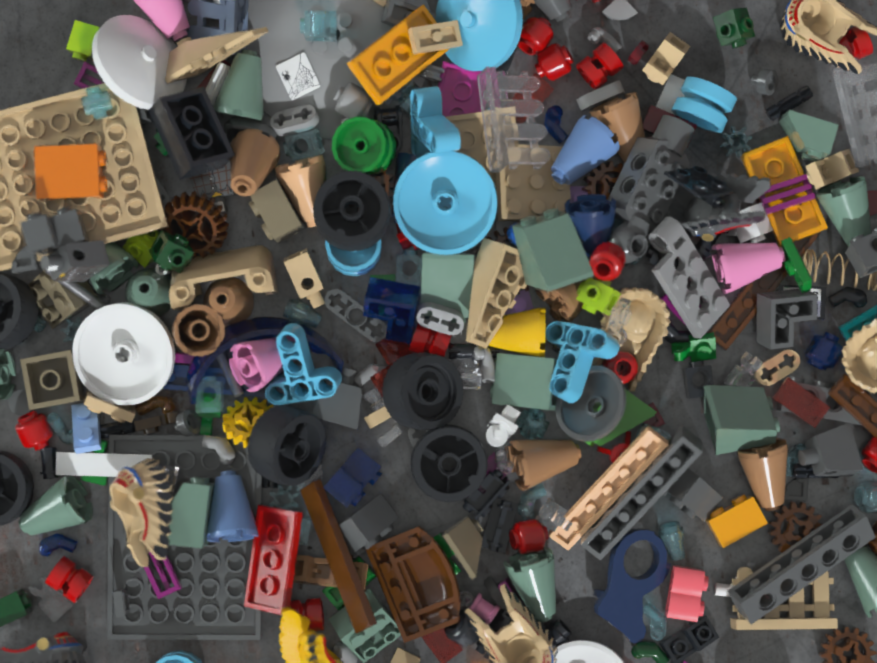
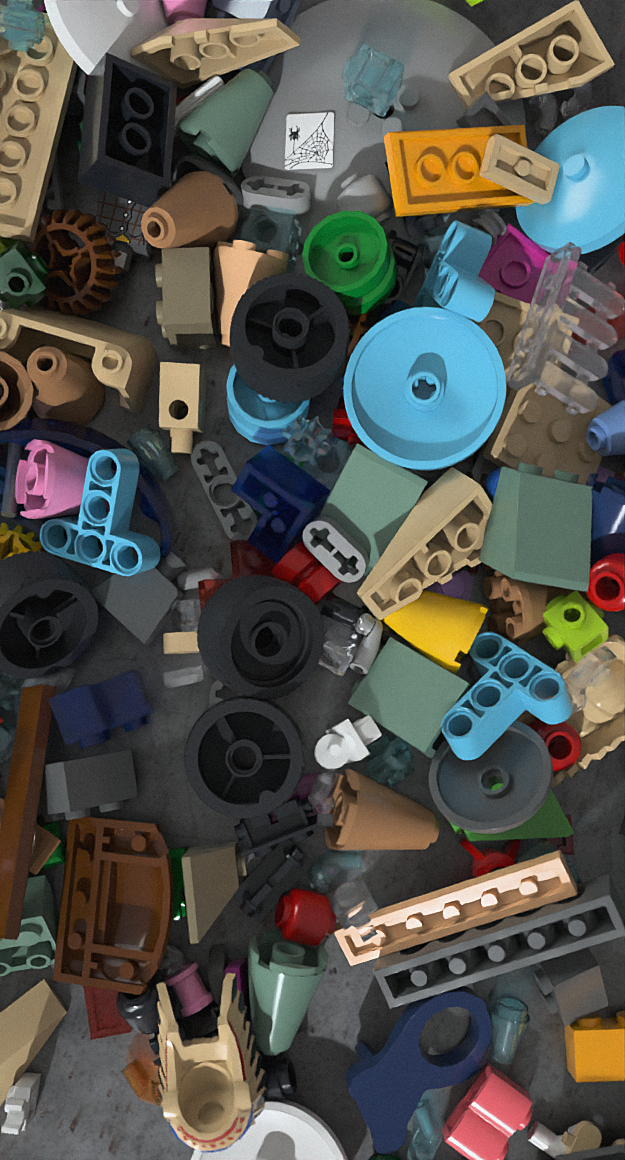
camera: 30 degrees right, 5 degrees down
(391, 264) = (314, 432): none -> clear light blue gear

